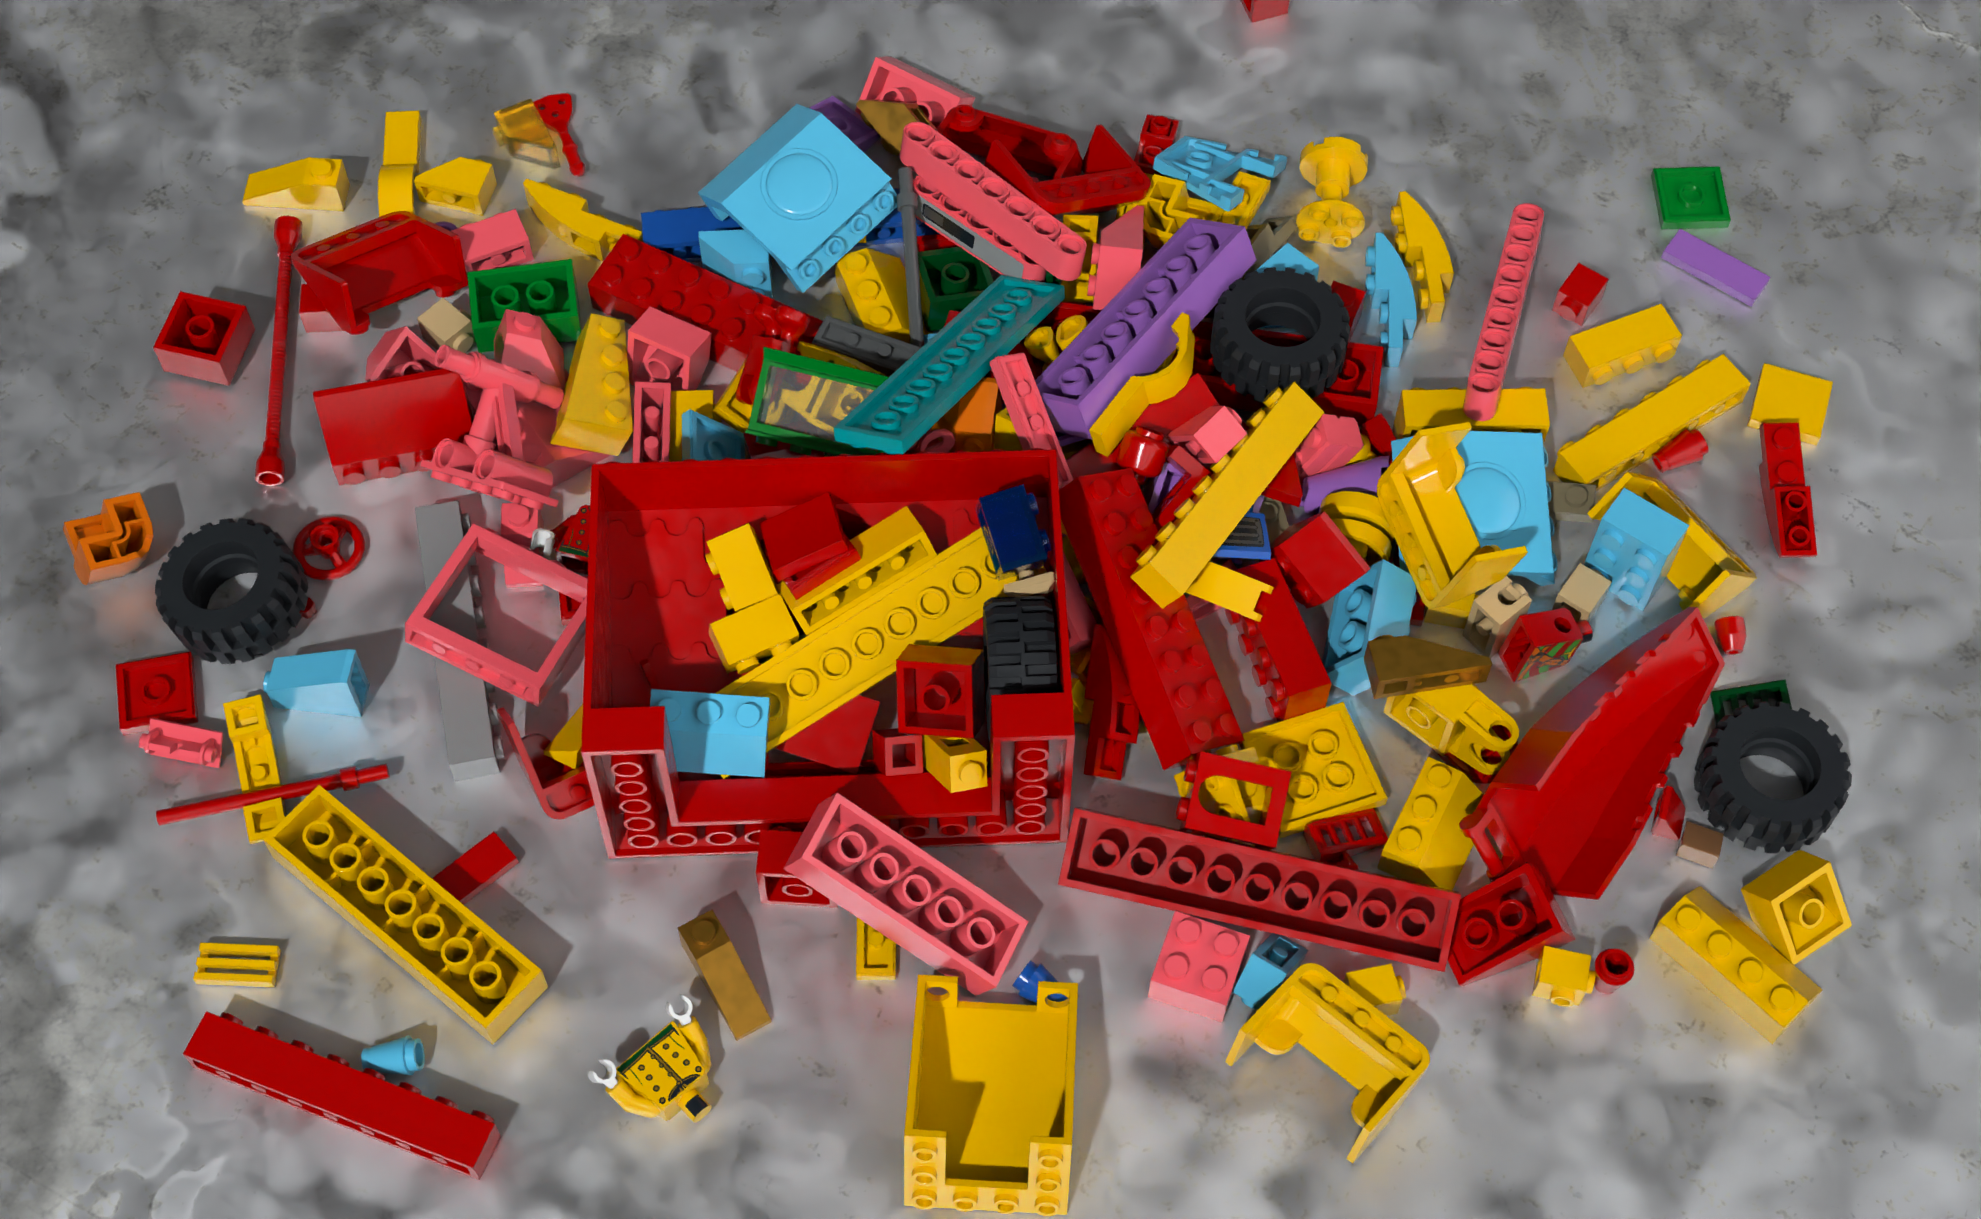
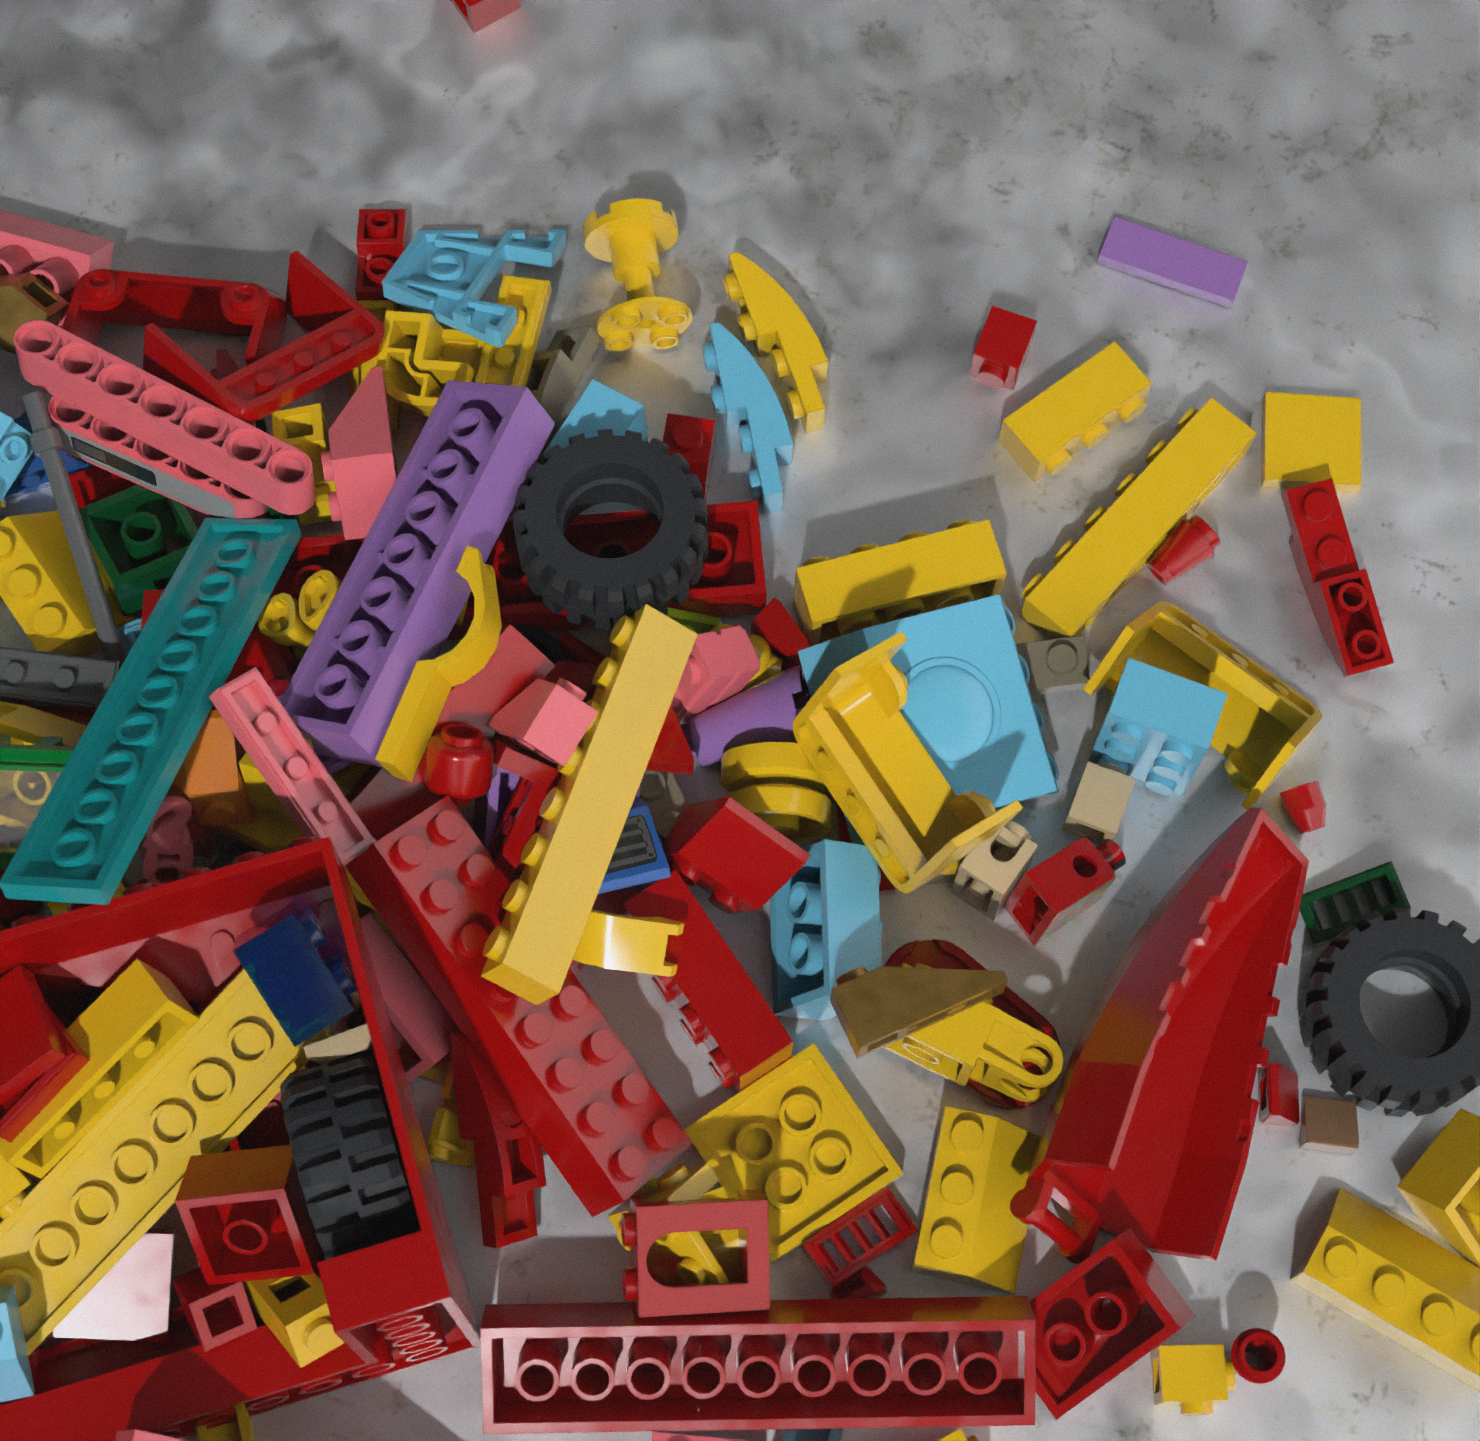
camera: 15 degrees left, 10 degrees up
(1503, 313) = (908, 415): coral beam -> none
(1690, 198) = (1118, 165): green tile -> none

